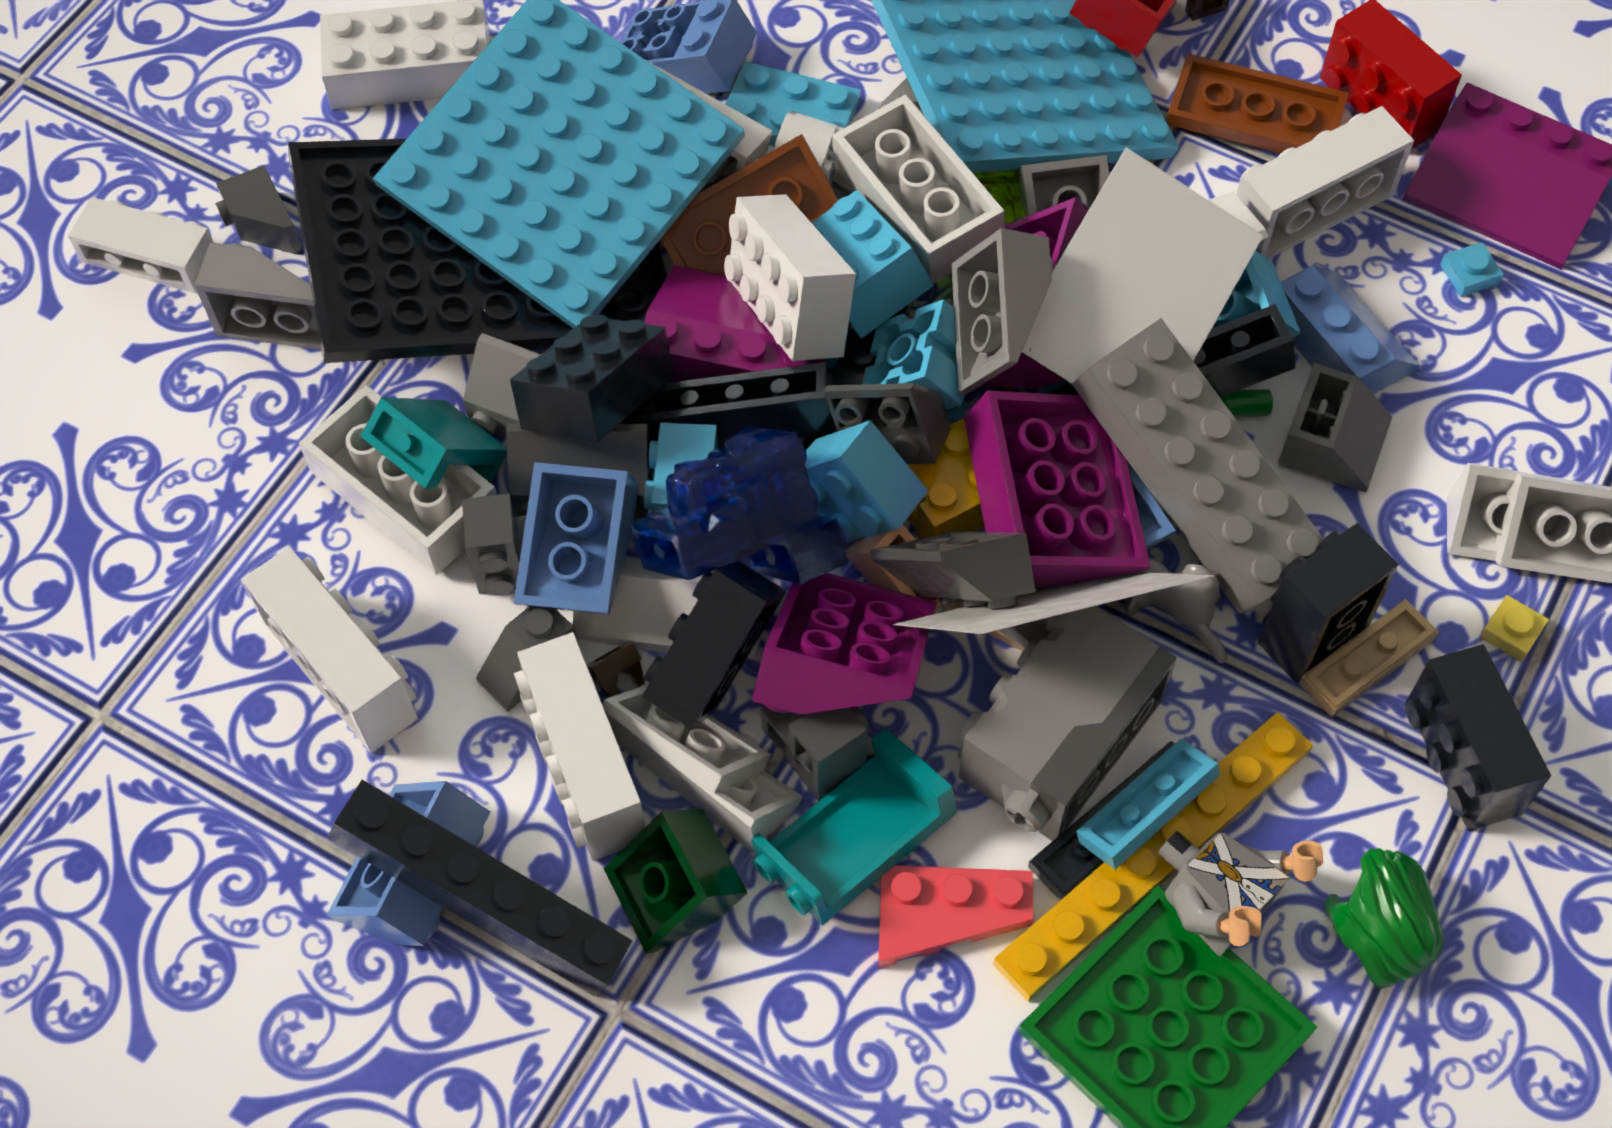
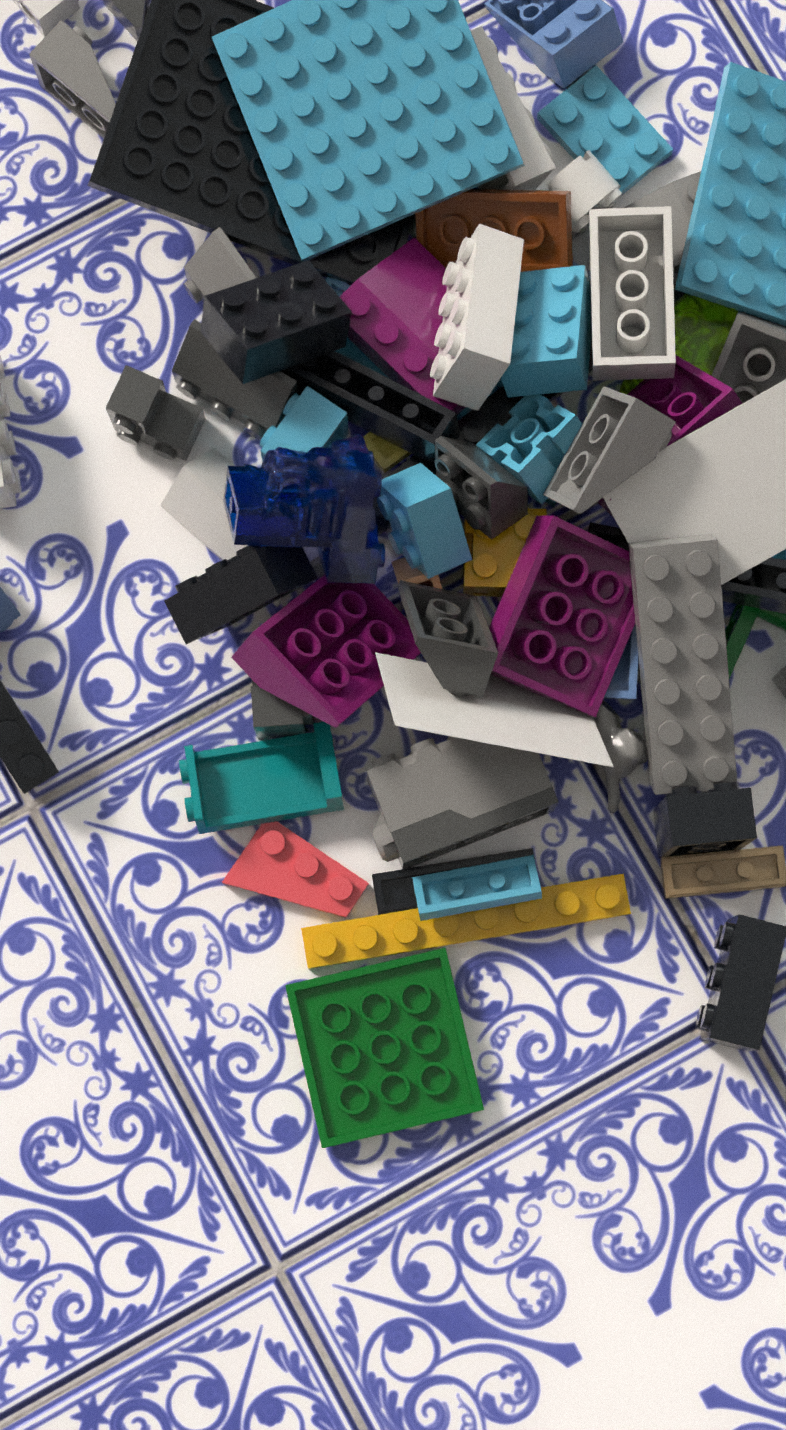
camera: 30 degrees right, 20 degrees up
(416, 518) = (101, 304): white brick -> none
(430, 436) = (138, 293): teal panel -> none
(526, 630) = (116, 505): dark grey slope -> none
(575, 537) = (192, 443): medium blue slope -> none
(579, 747) = (107, 605): white brick -> none
(621, 659) = (172, 549): dark brown tile -> none
(674, 878) = (120, 739): dark green slope -> none
(705, 766) = (197, 675): white slope -> none
(1231, 884) = (490, 980): torso -> none
(1389, 918) = (587, 1069): green hair -> none

